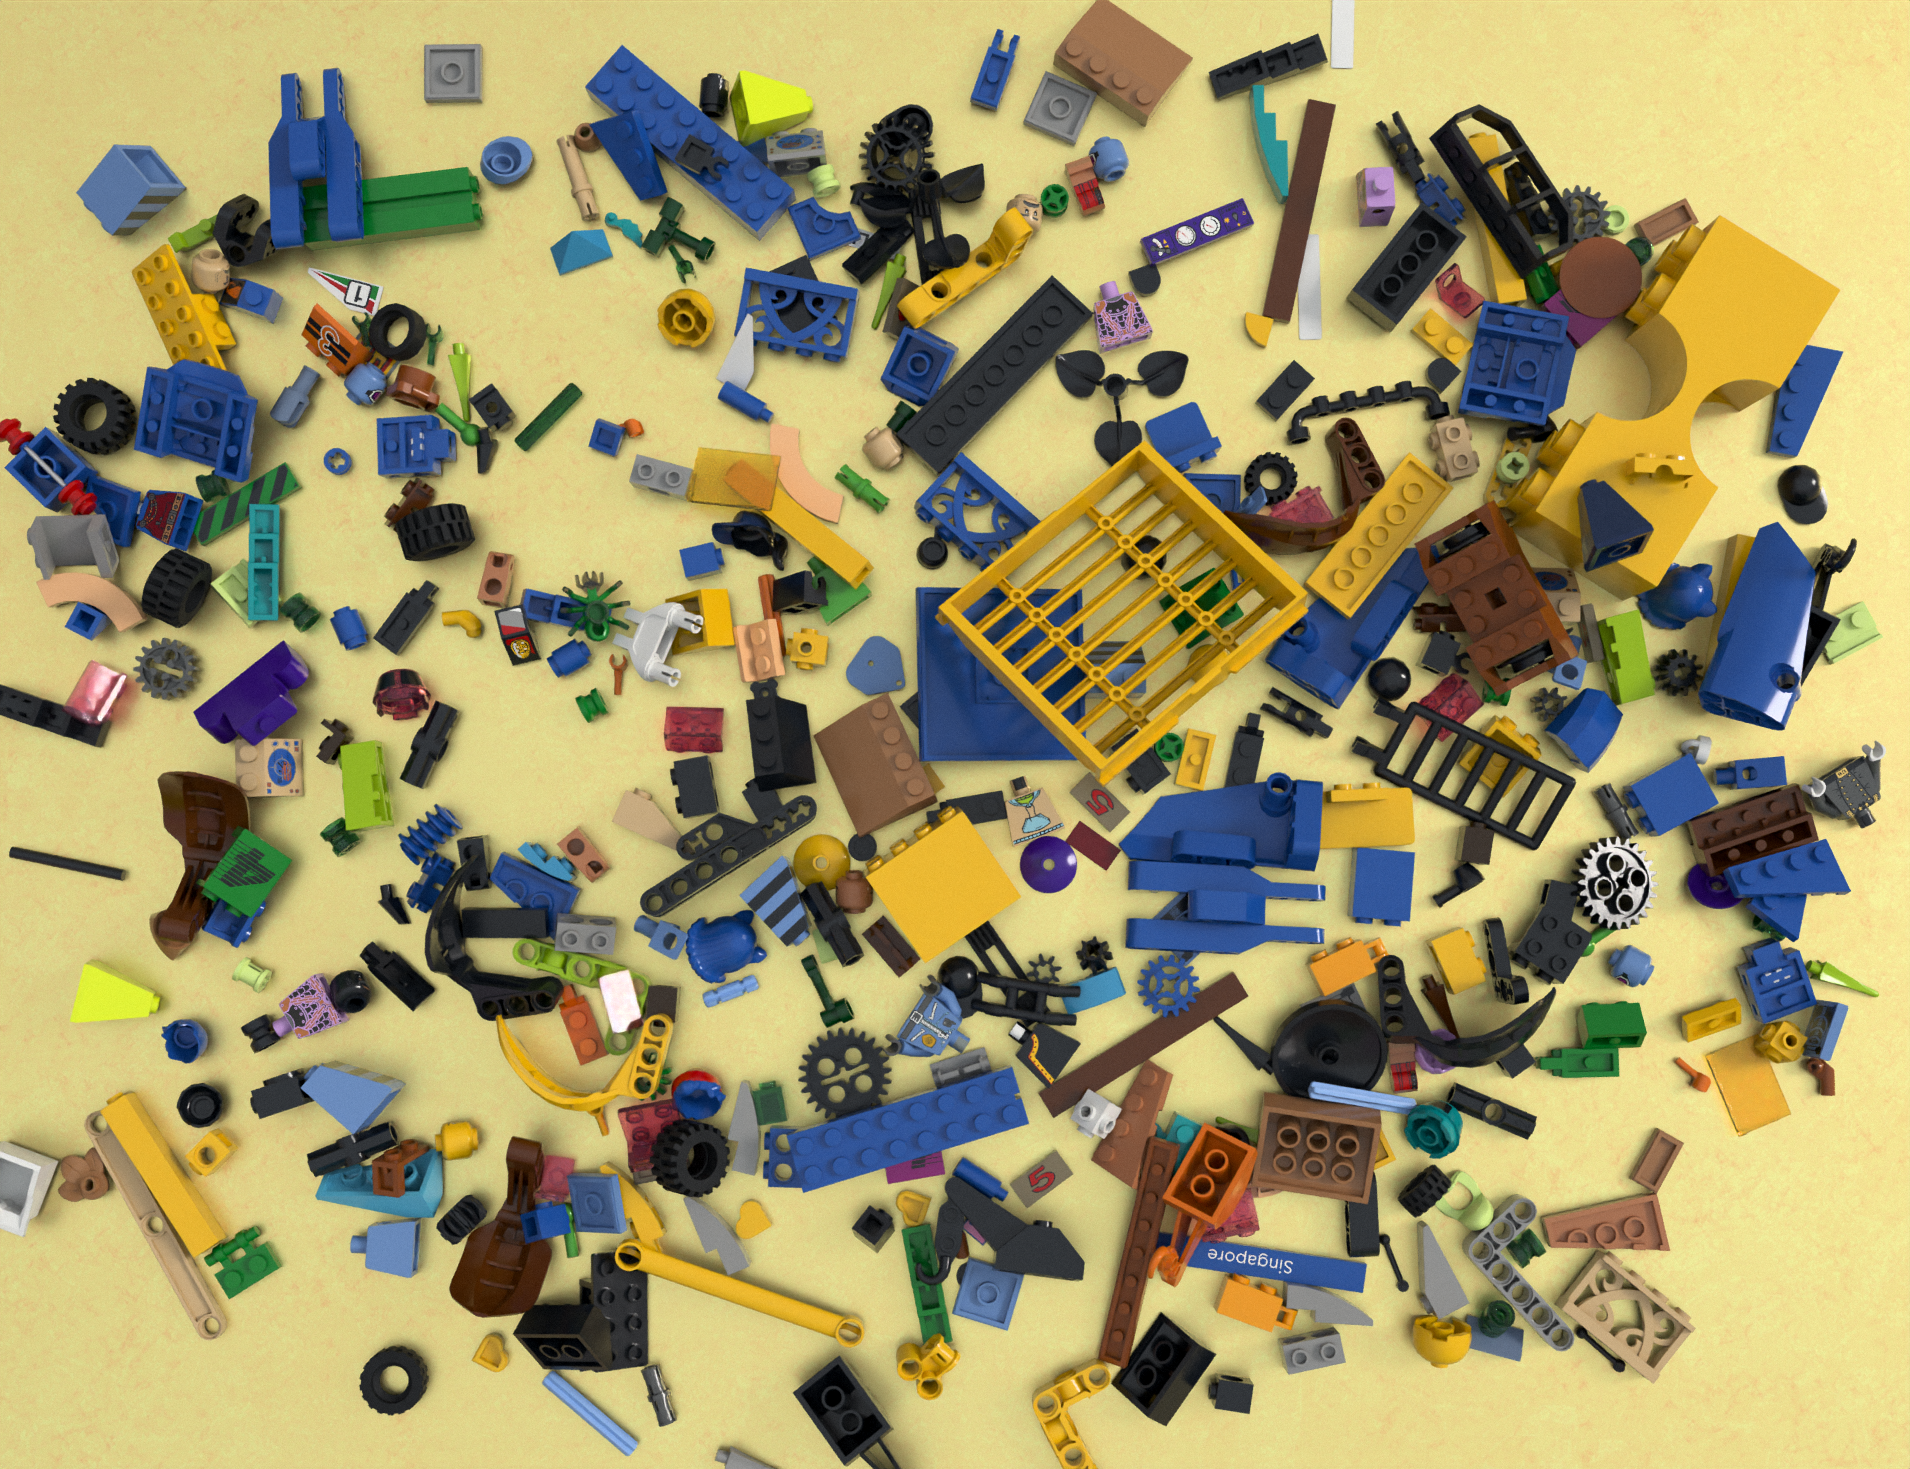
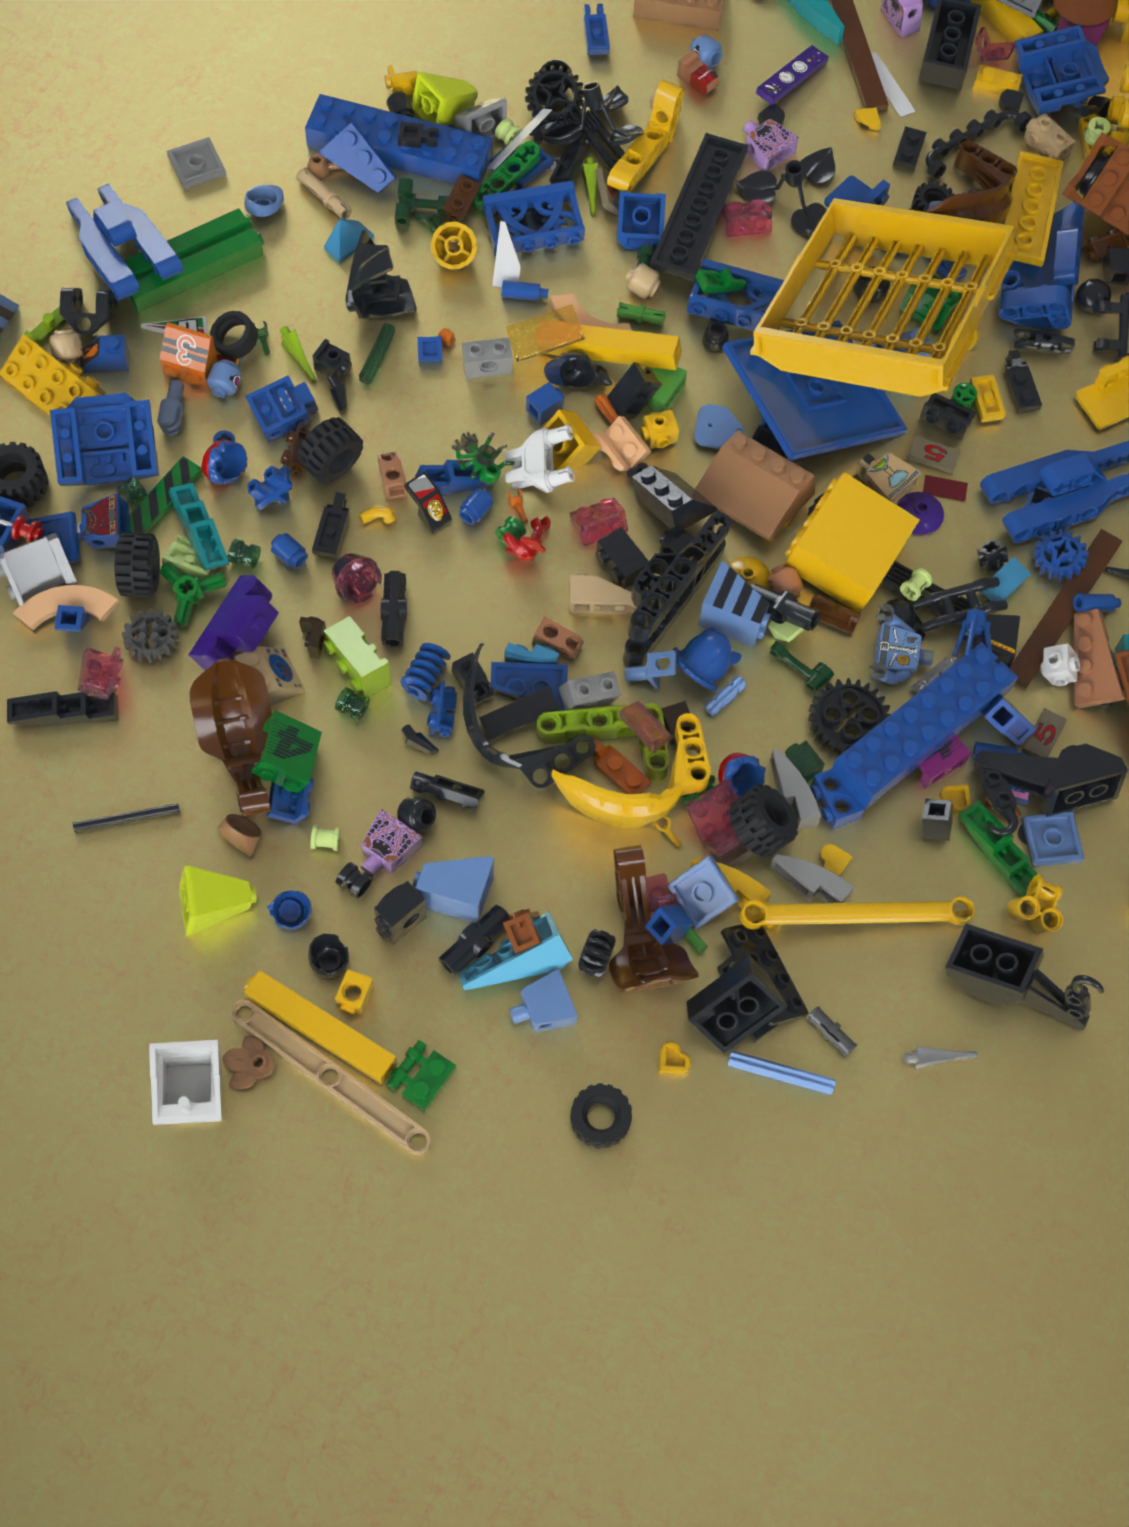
camera: 25 degrees left, 20 degrees down
(236, 633) = (193, 597): none -> green bush
(321, 493) = (224, 462): none -> blue hair
(358, 546) = (274, 488): none -> blue hips
(414, 389) = (264, 366): dark orange piece -> none
(456, 1140) = (561, 895): yellow head -> none
(468, 432) = (320, 387): bright green bar -> none
(575, 330) = (371, 289): none -> black piece
(598, 736) = (528, 547): none -> red piece
(628, 228) = (377, 214): teal piece -> none
(727, 251) = (460, 198): none -> reddish brown hinge
(730, 60) = (401, 82): none -> yellow bracket
(794, 246) = (502, 172): none -> green beam
(827, 199) = (519, 138): none -> white sticker
(862, 848) = (772, 554): black tile -> none
(960, 490) = (718, 282): none -> green slope
(989, 958) = (916, 584): none -> yellowish green bush
(1004, 1153) = (1009, 721): none -> blue brick
(1023, 1035) = (974, 625): none -> blue plant
(1042, 962) = (959, 578): black gear -> none
(1045, 409) = (747, 218): none -> clear pink bracket
(1055, 195) = (686, 83): green wheel -> none
(1060, 108) = (653, 38): light grey tile -> none
(1176, 1058) = (1102, 602): none -> blue cylinder
(1234, 826) = (1066, 415): blue panel -> none

